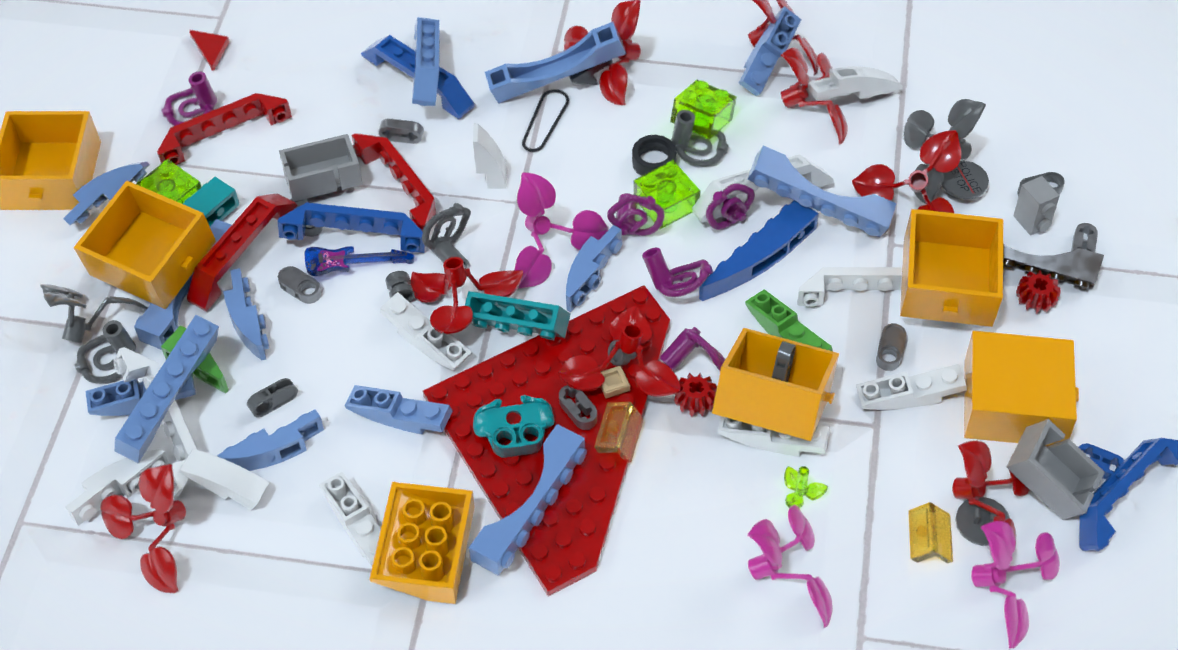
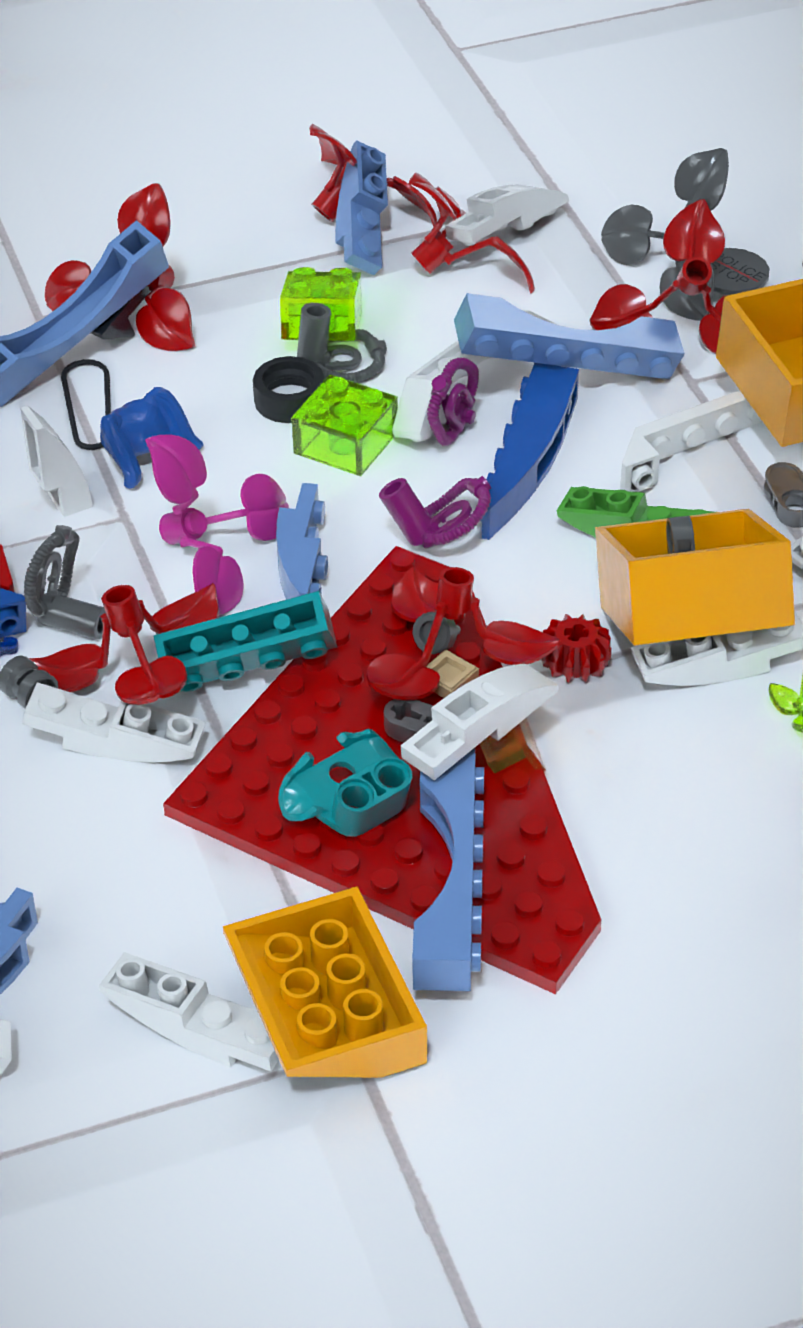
camera: 30 degrees left, 10 degrees down
(394, 411) = (135, 847): medium blue slope -> none
(554, 151) = (127, 427): none -> blue hair
(593, 417) = (473, 712): none -> white slope
(627, 211) = (304, 468): magenta piece -> none
(685, 344) = (536, 576): magenta piece -> none

